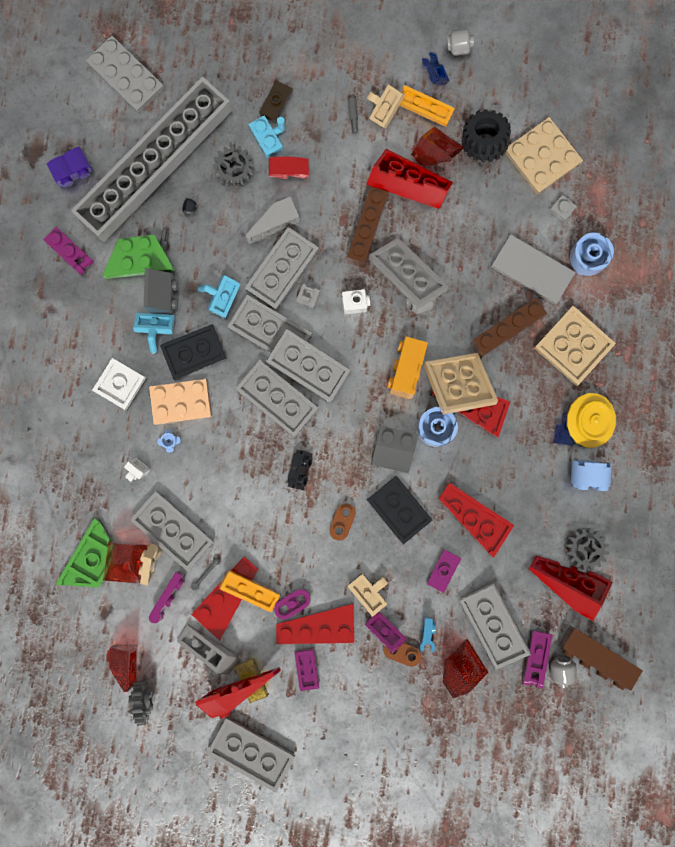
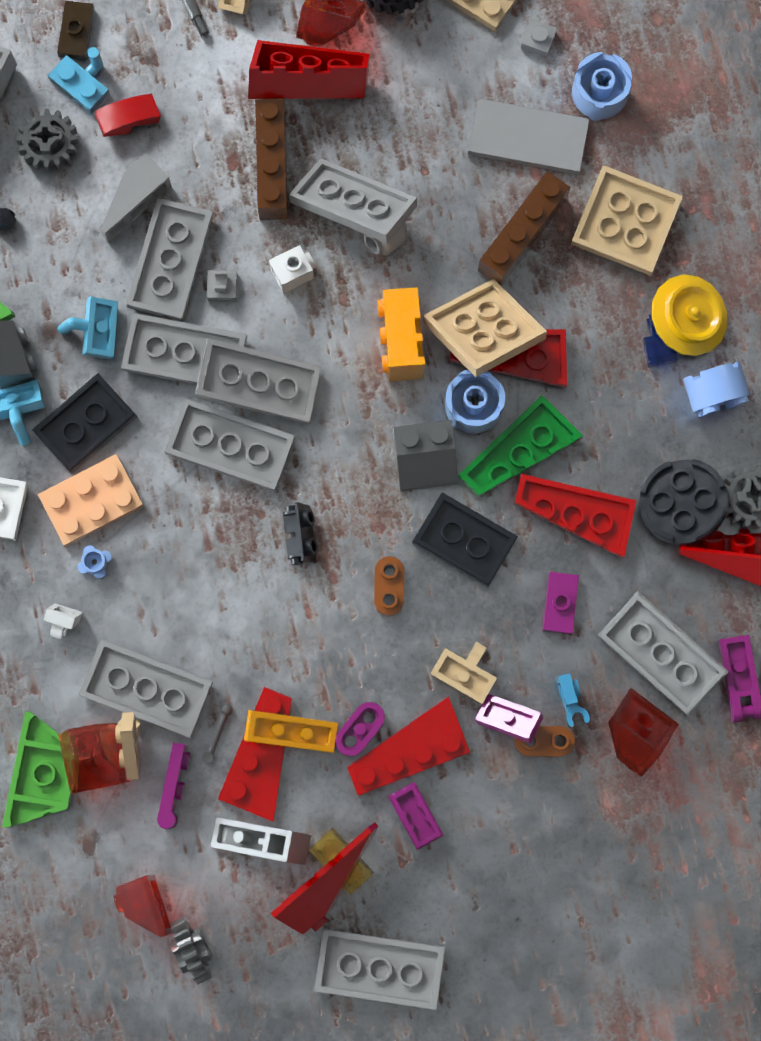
camera: 20 degrees left, 5 degrees down
(460, 463) = (526, 442): none -> green wing
(543, 537) = (683, 501): none -> black tile

